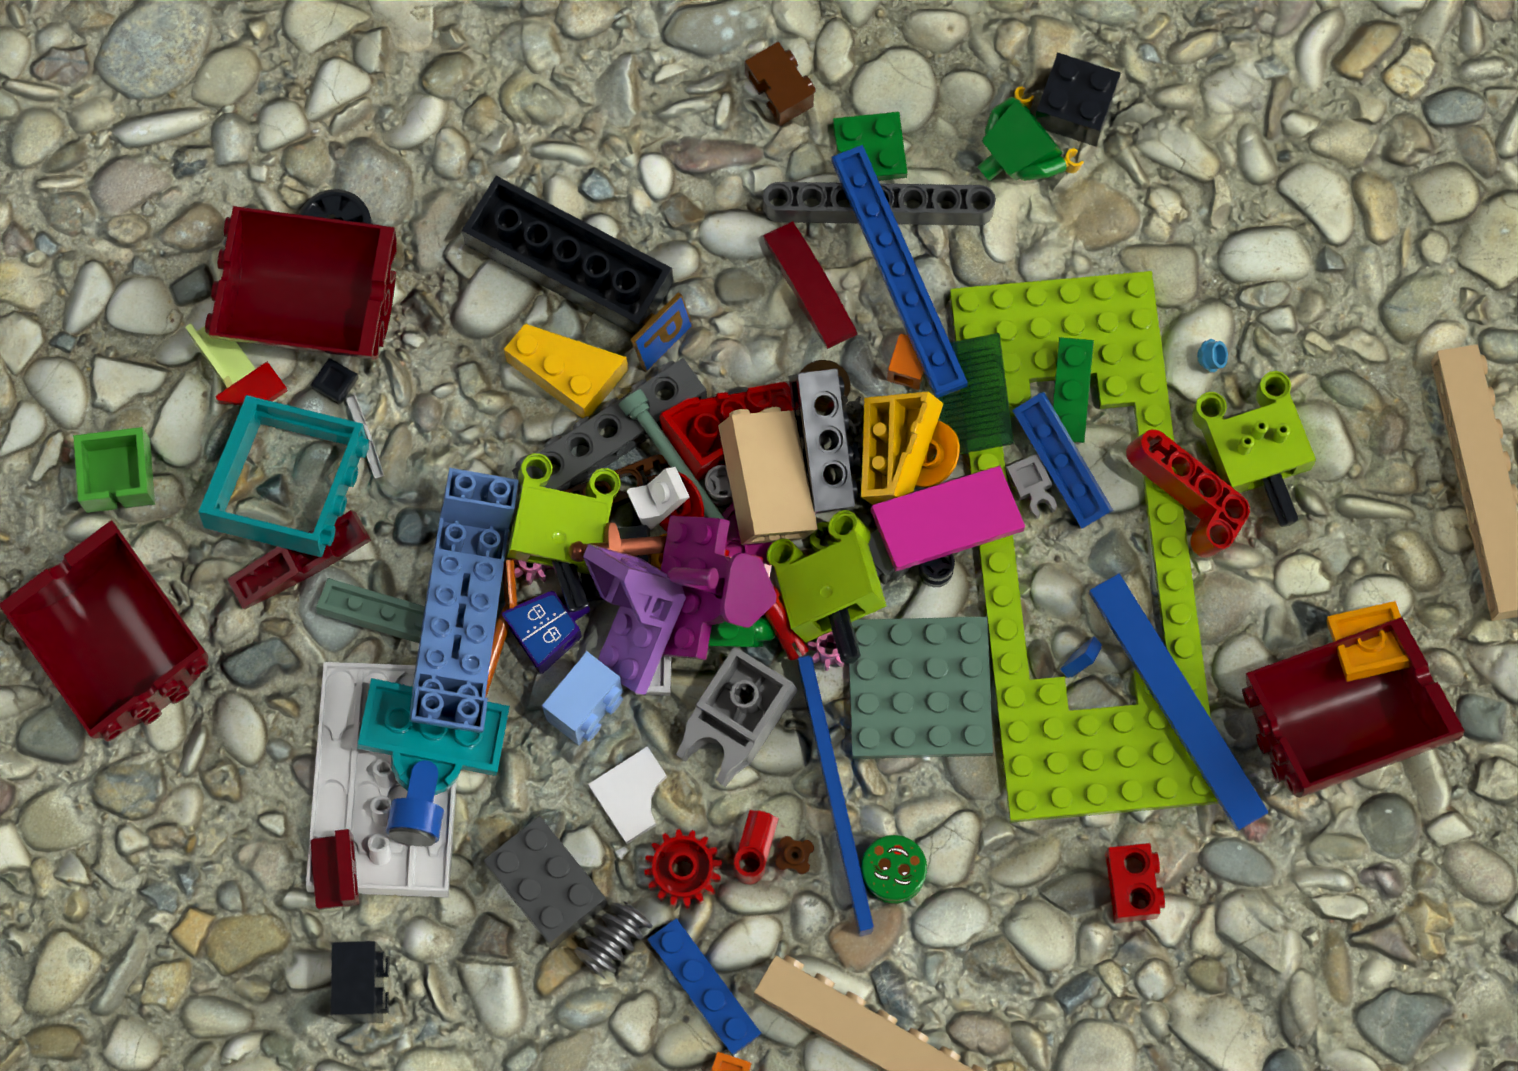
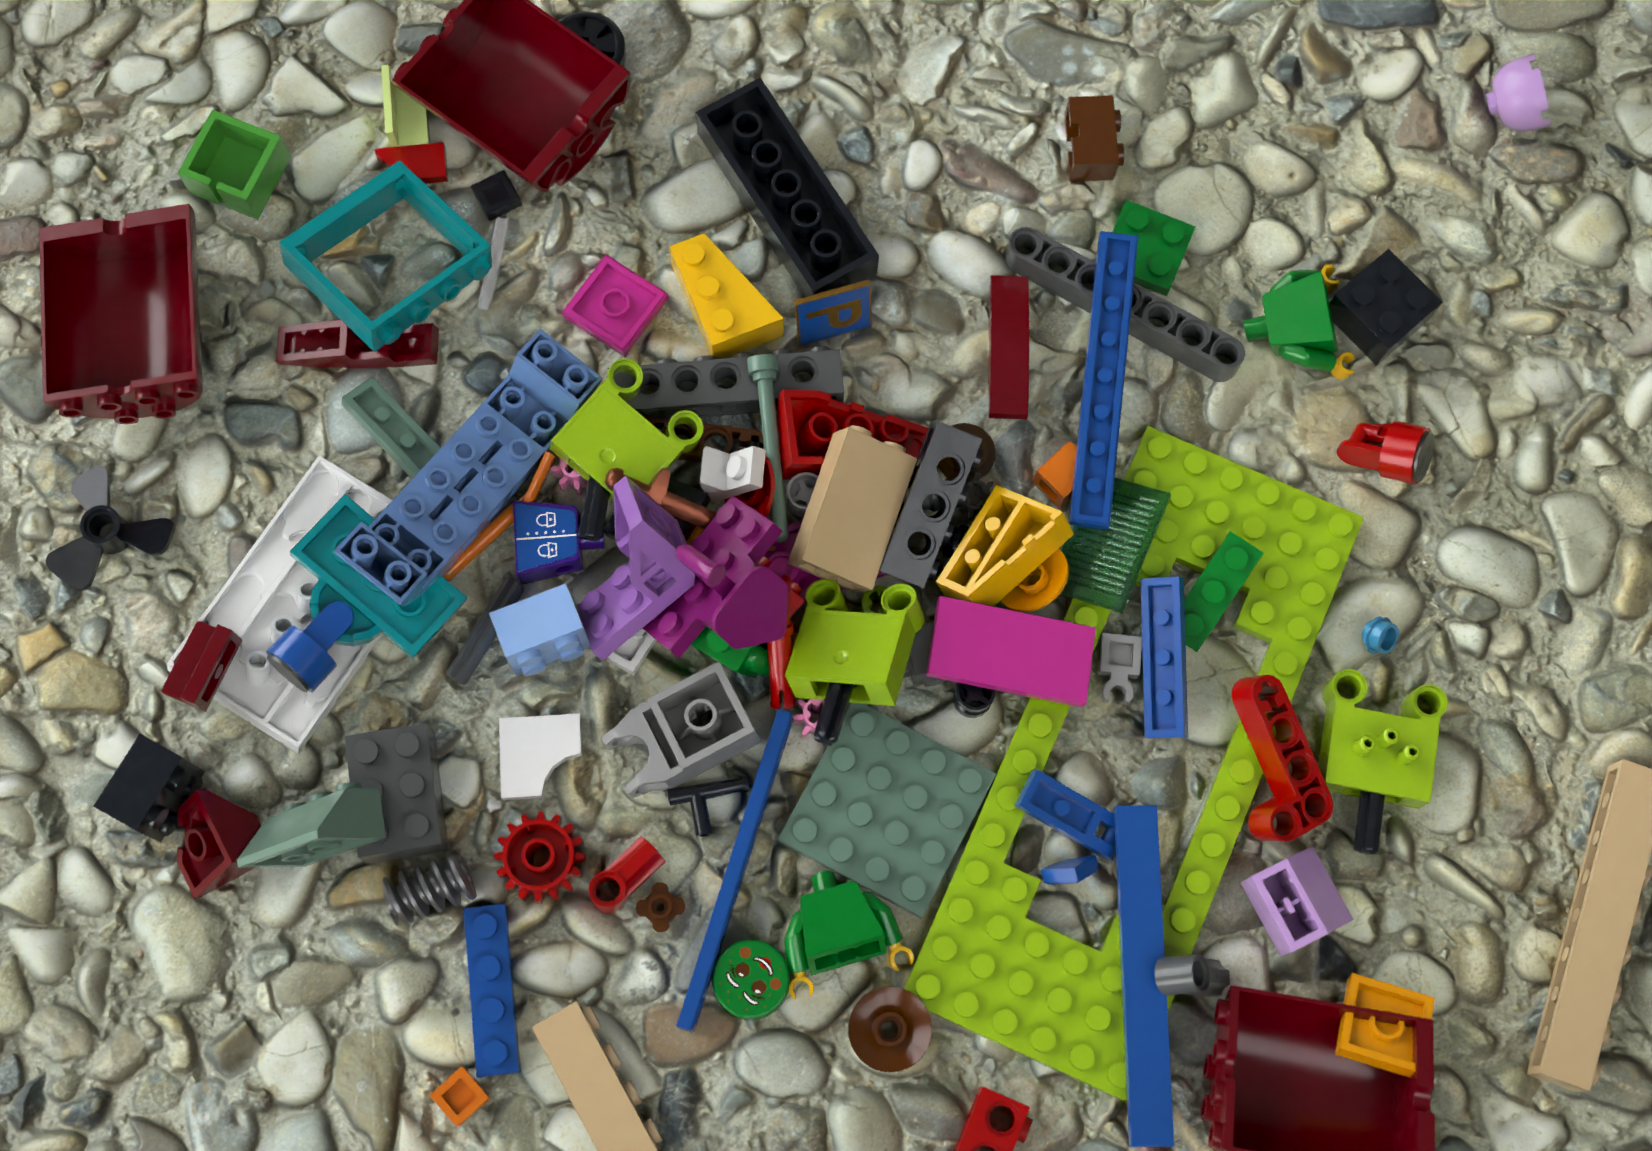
camera: 25 degrees right, 0 degrees up
(185, 846) = (79, 560): none -> black piece
(431, 995) = (213, 841): none -> dark red slope
(482, 418) = (615, 305): none -> dark pink tile
(508, 937) = (317, 829): none -> sand green slope
(536, 725) = (483, 633): none -> dark grey axle
(773, 758) = (697, 797): none -> black piece
(938, 794) = (839, 929): none -> green torso
(1026, 831) = (912, 1023): none -> reddish brown dish
(1058, 616) = (1068, 813): none -> blue plate
(1155, 208) = (1403, 454): none -> red piece
(1213, 683) = (1191, 975): none -> dark grey piece
(1259, 587) = (1296, 901): none -> lavender slope

